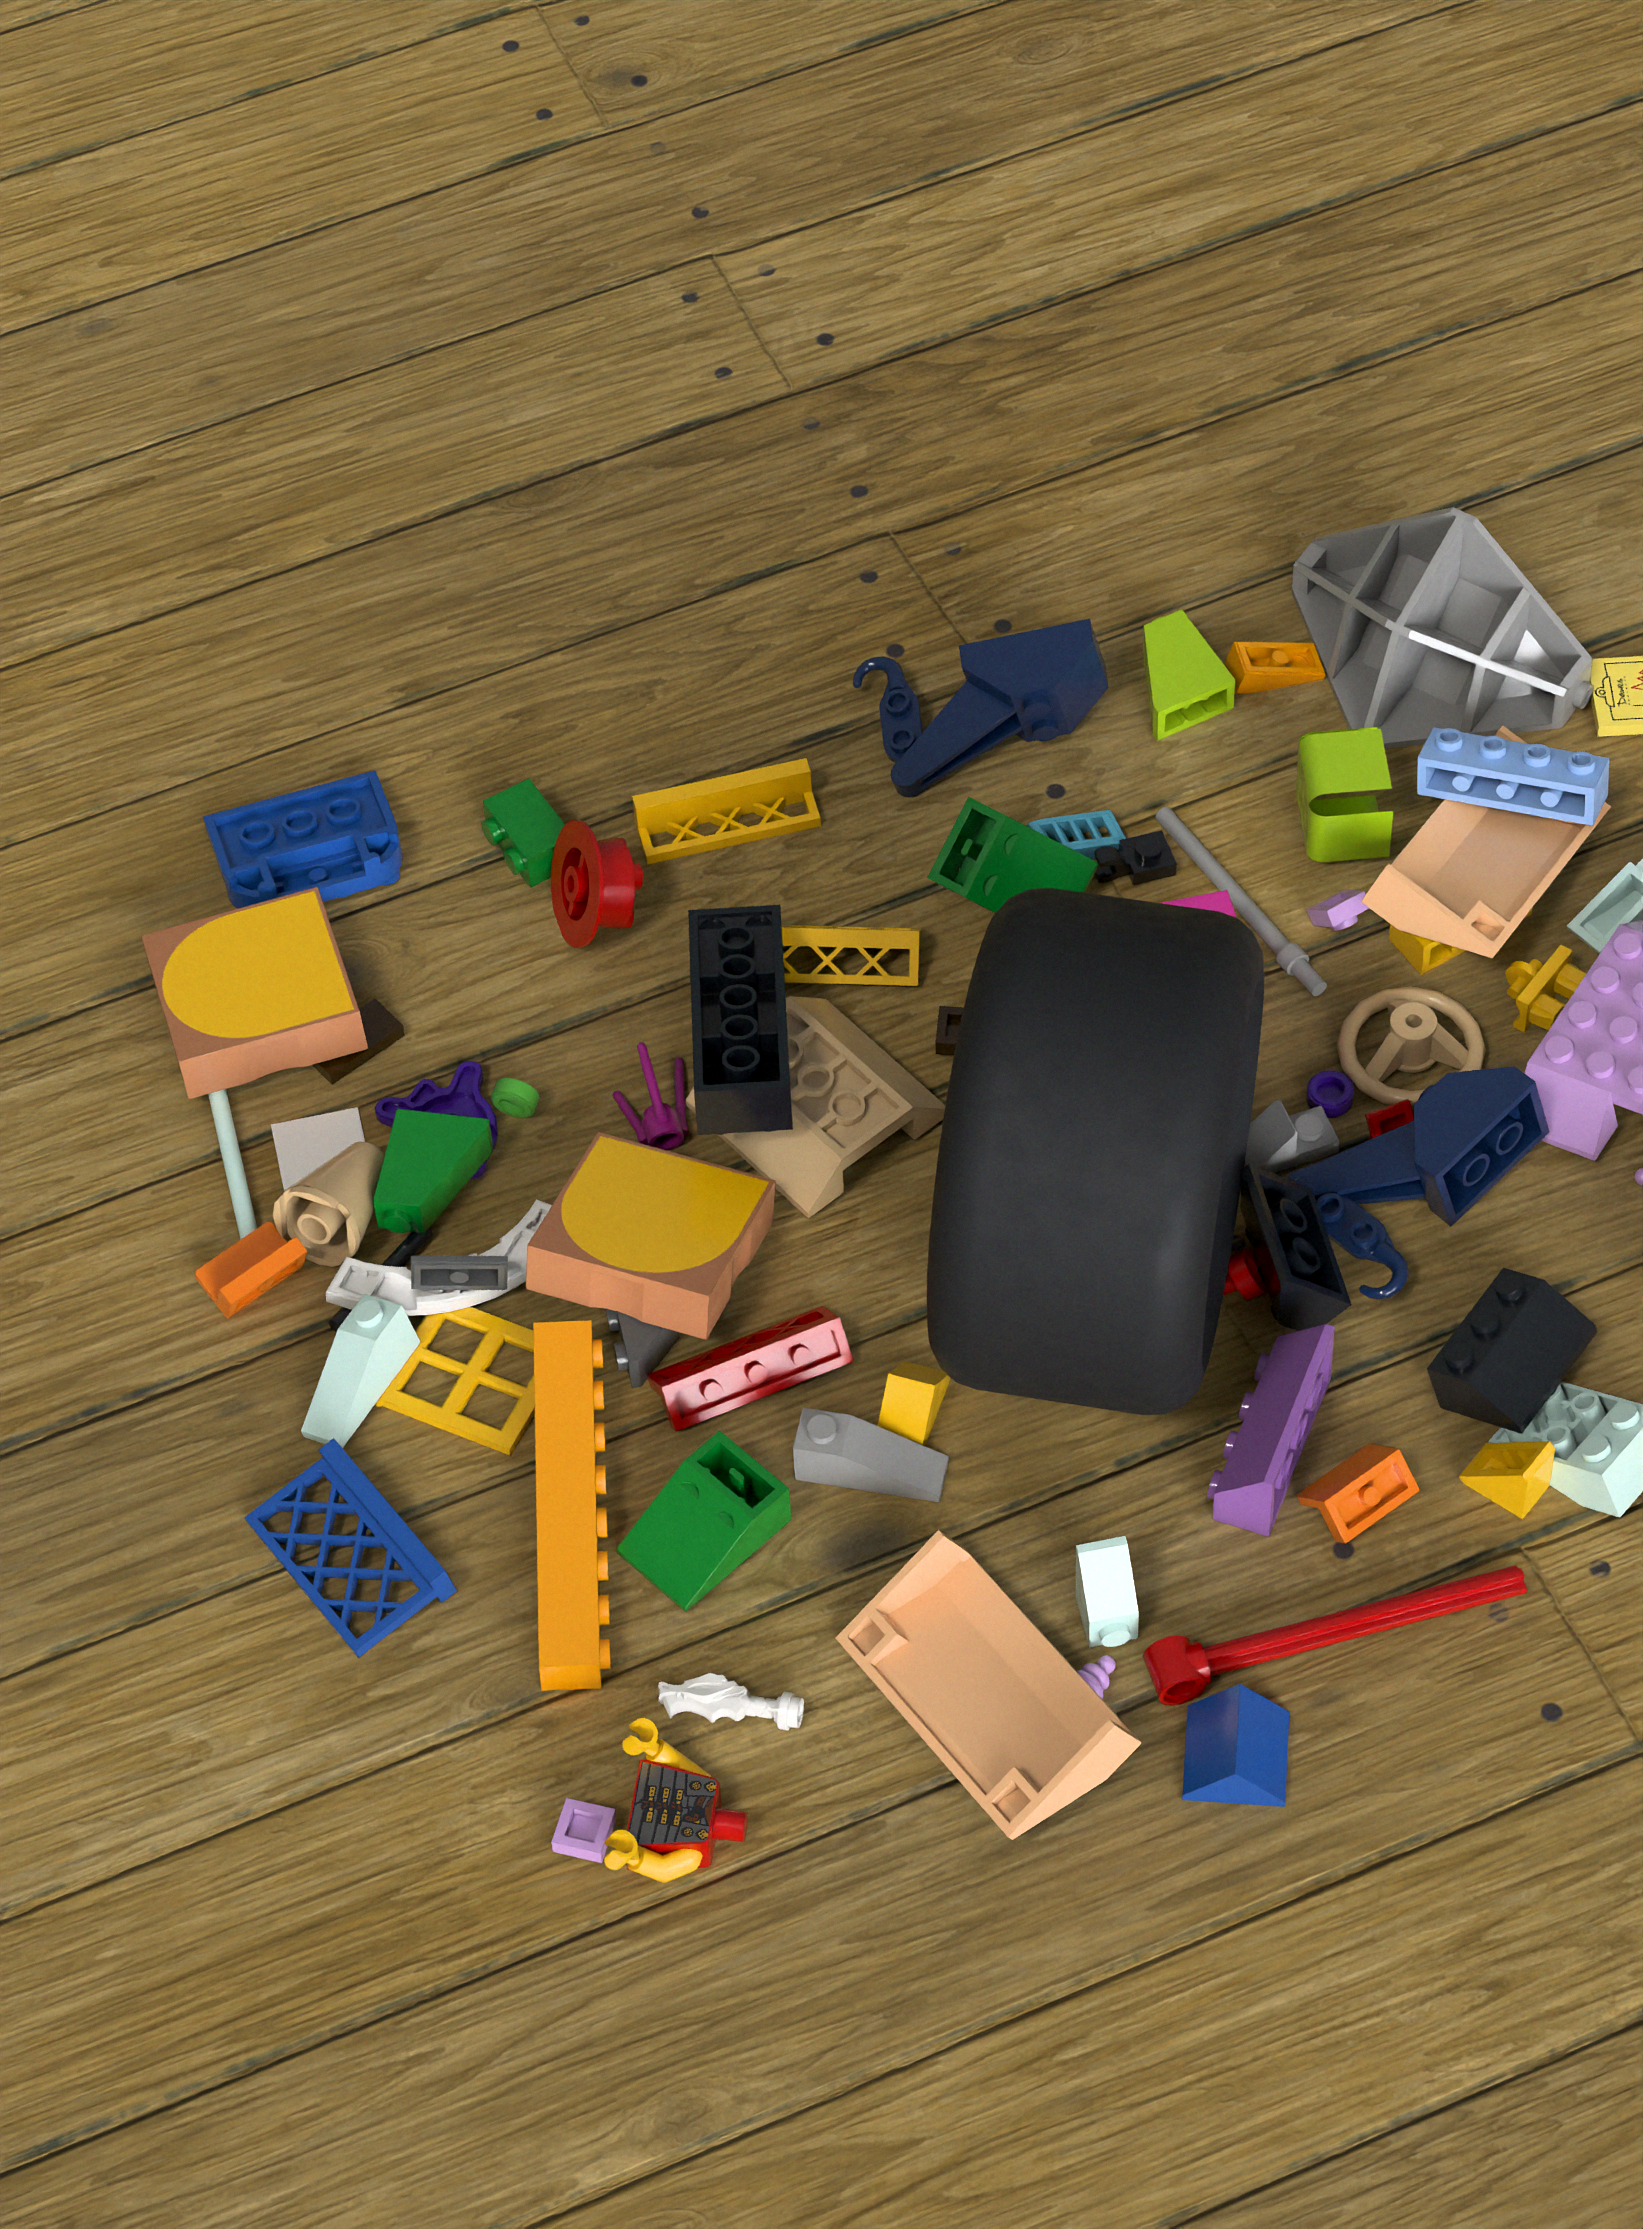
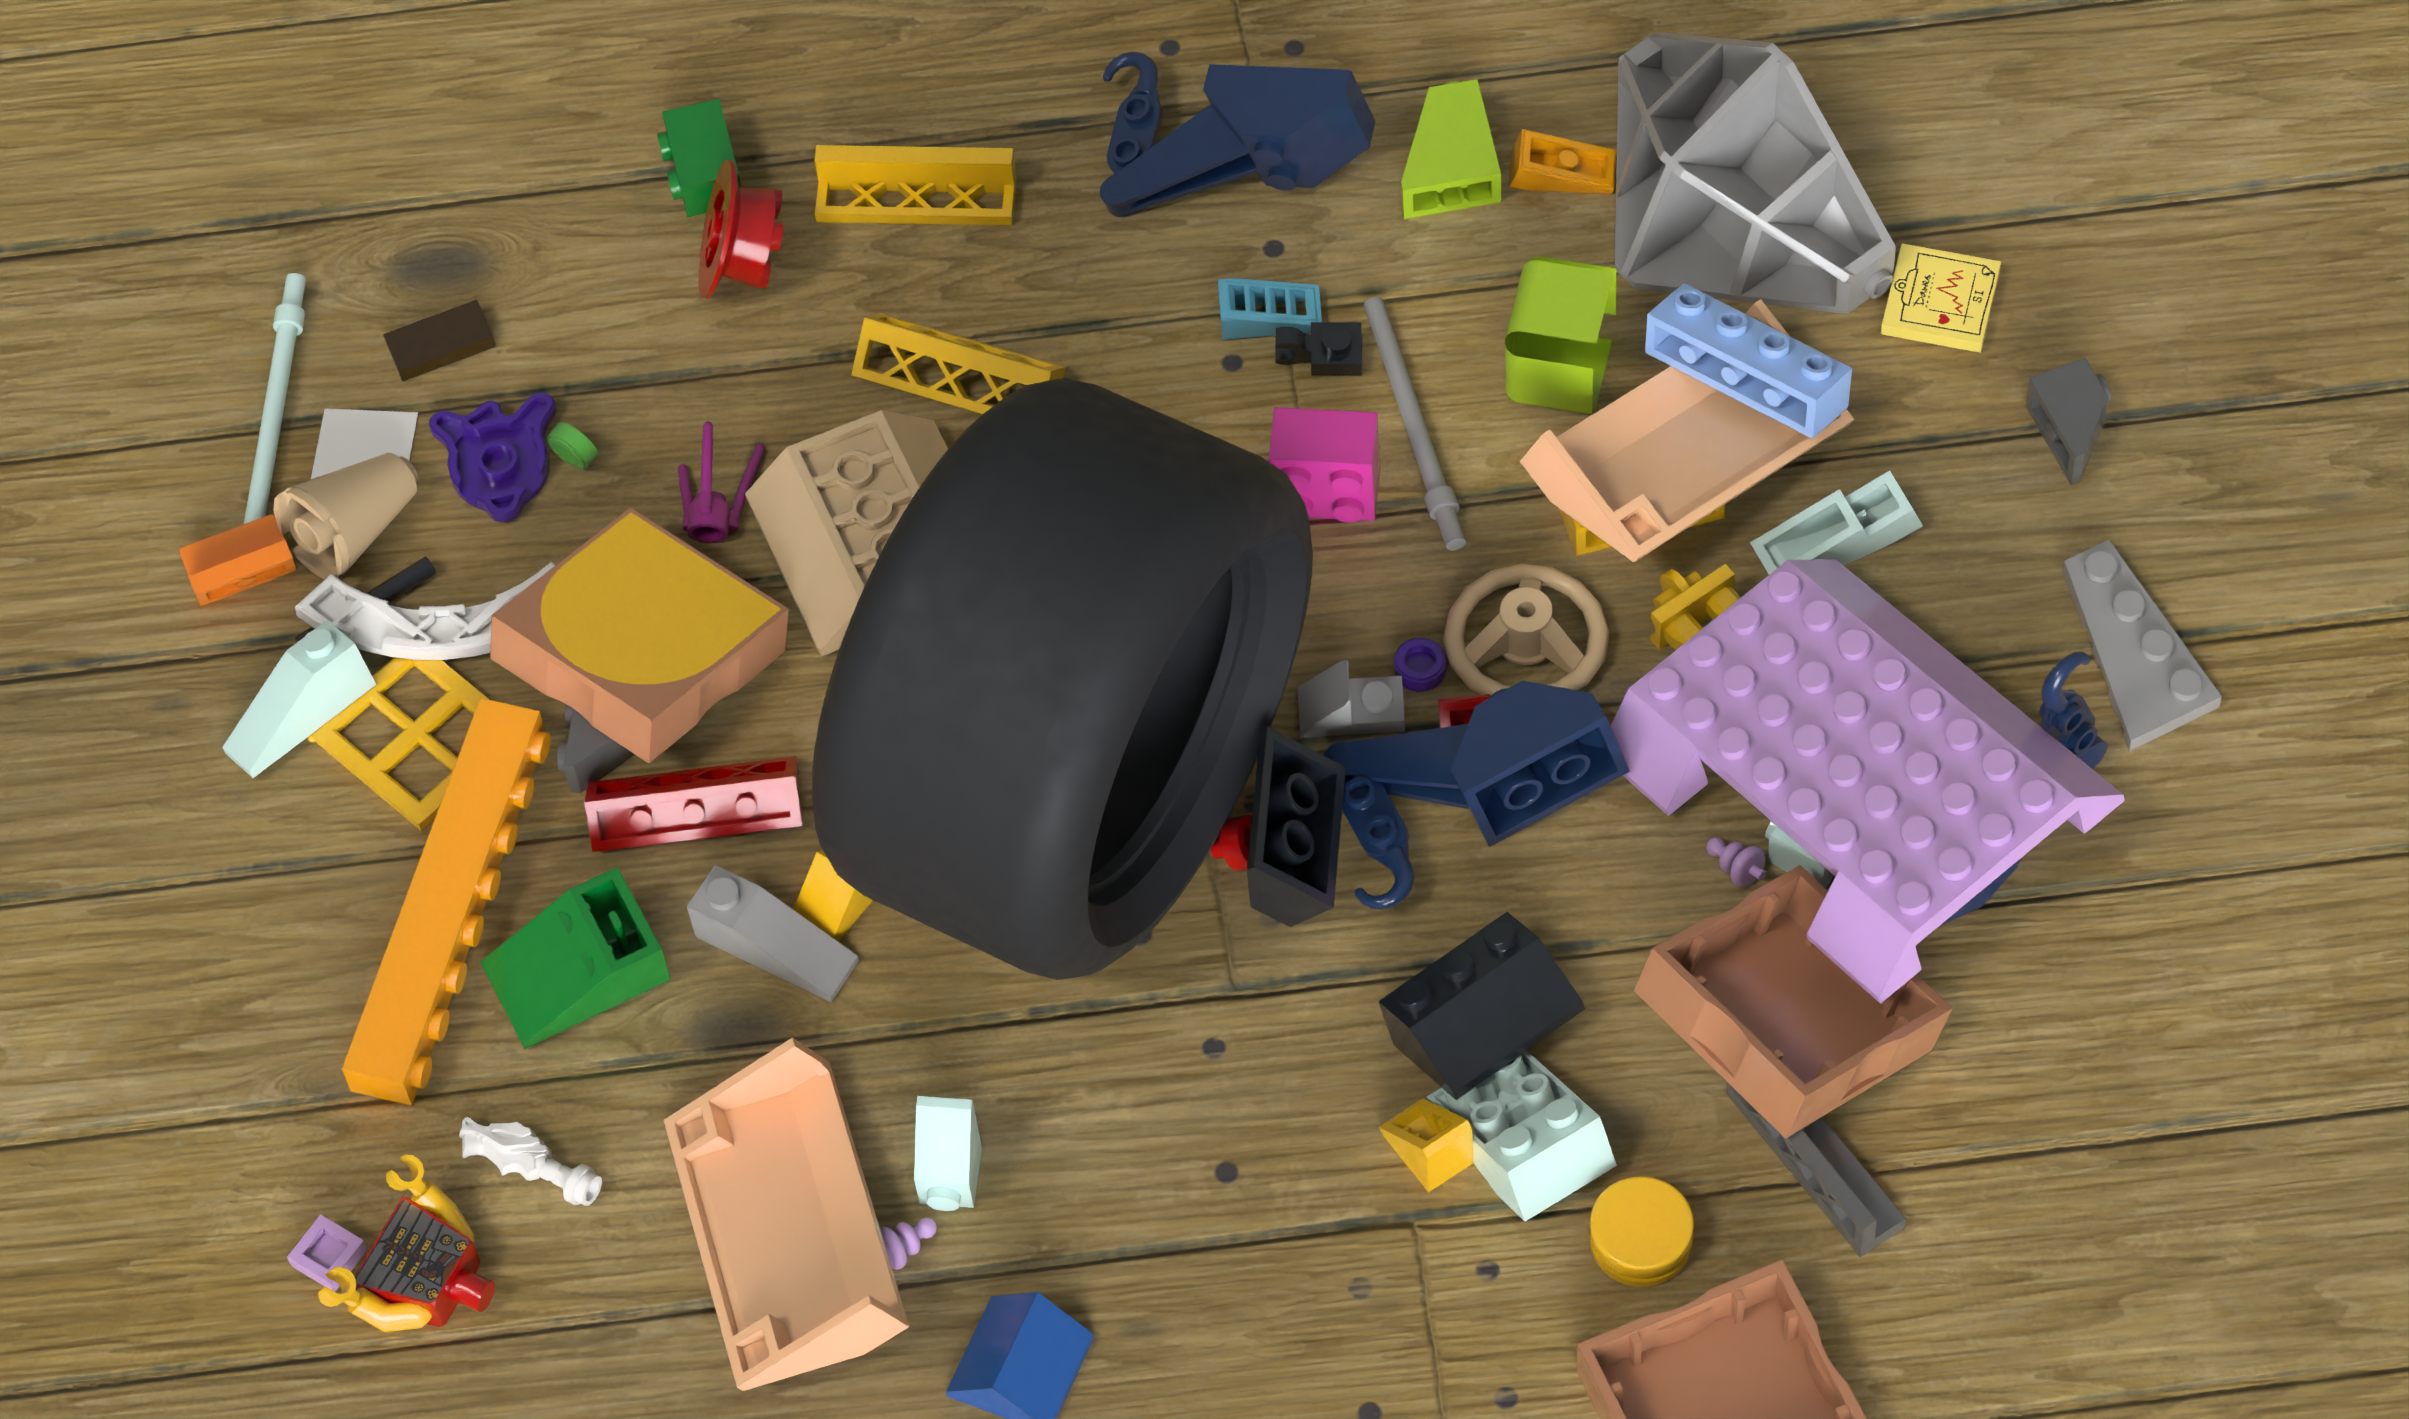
camera: 20 degrees right, 5 degrees up
(254, 992) = (350, 262): yellow tile -> none
(316, 837) = (473, 115): blue plate -> none
(388, 1532) = (262, 882): blue fence -> none
(427, 1167) = (446, 499): green slope -> none
(459, 1272) = (433, 622): dark grey slope -> none
(739, 1020) = (808, 426): black slope -> none
(998, 857) = (1175, 328): green slope -> none
(1185, 1668) = (998, 1256): red piece -> none
(1273, 1430) = (1197, 1024): medium lavender slope -> none
(1338, 910) = (1505, 463): lavender plate -> none
(1361, 1490) = (1265, 1114): orange panel -> none

